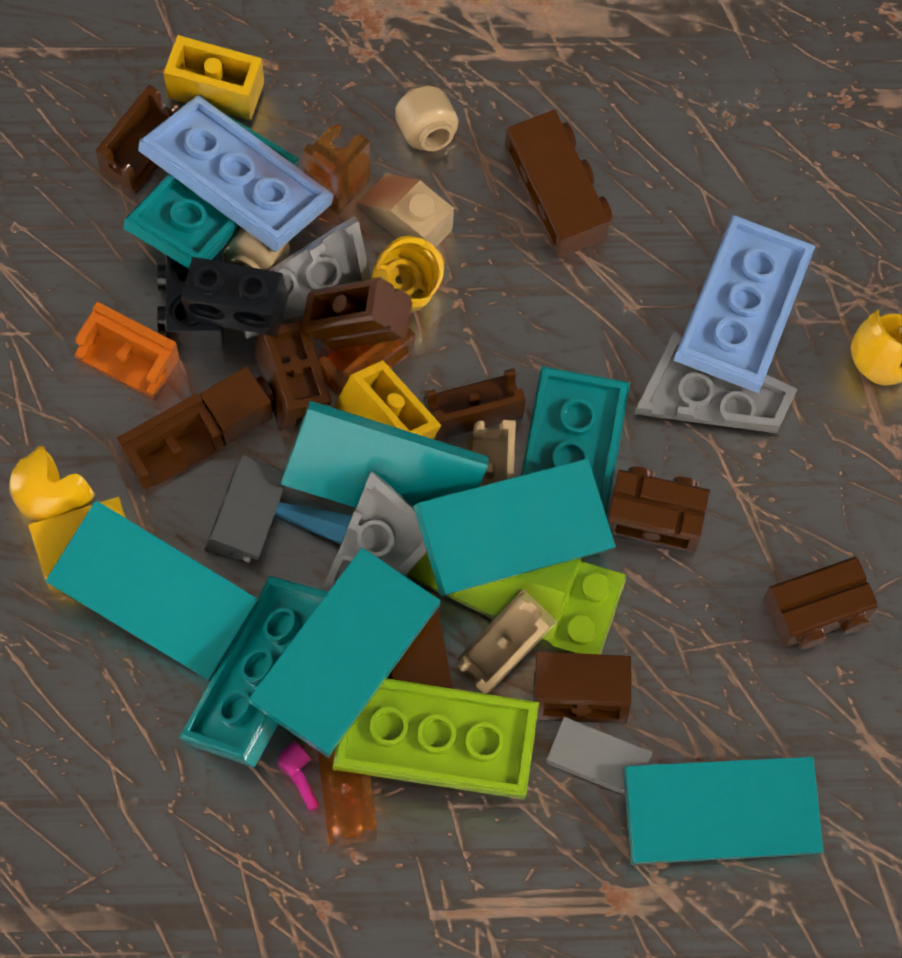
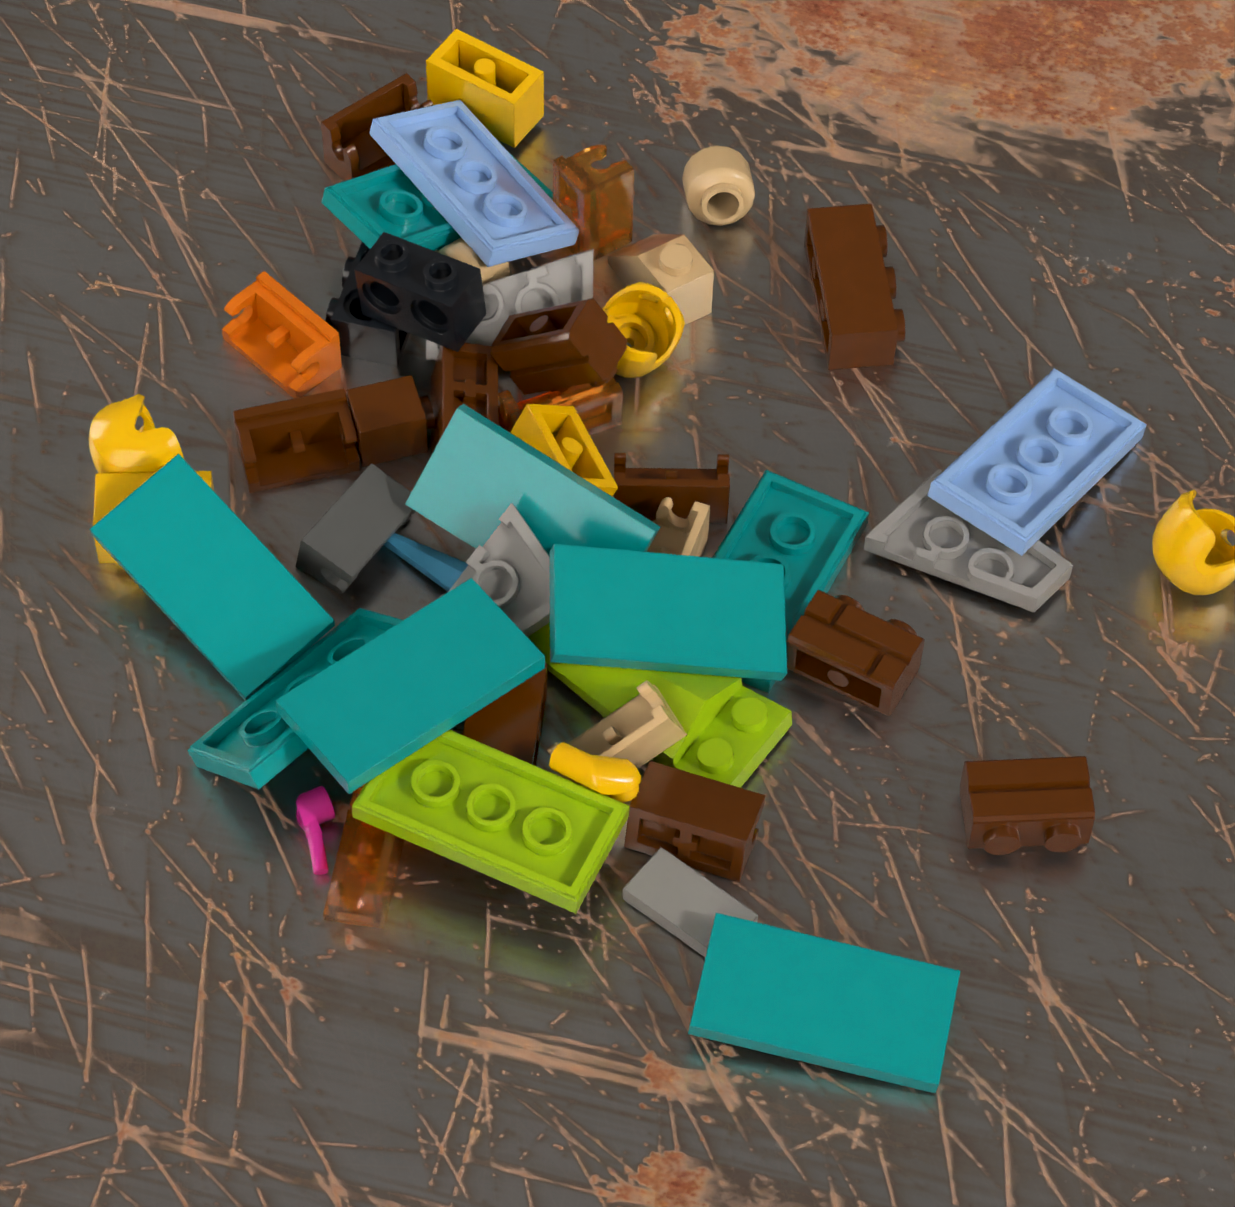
camera: 20 degrees right, 15 degrees down
(508, 683) = (602, 774): none -> yellow arm

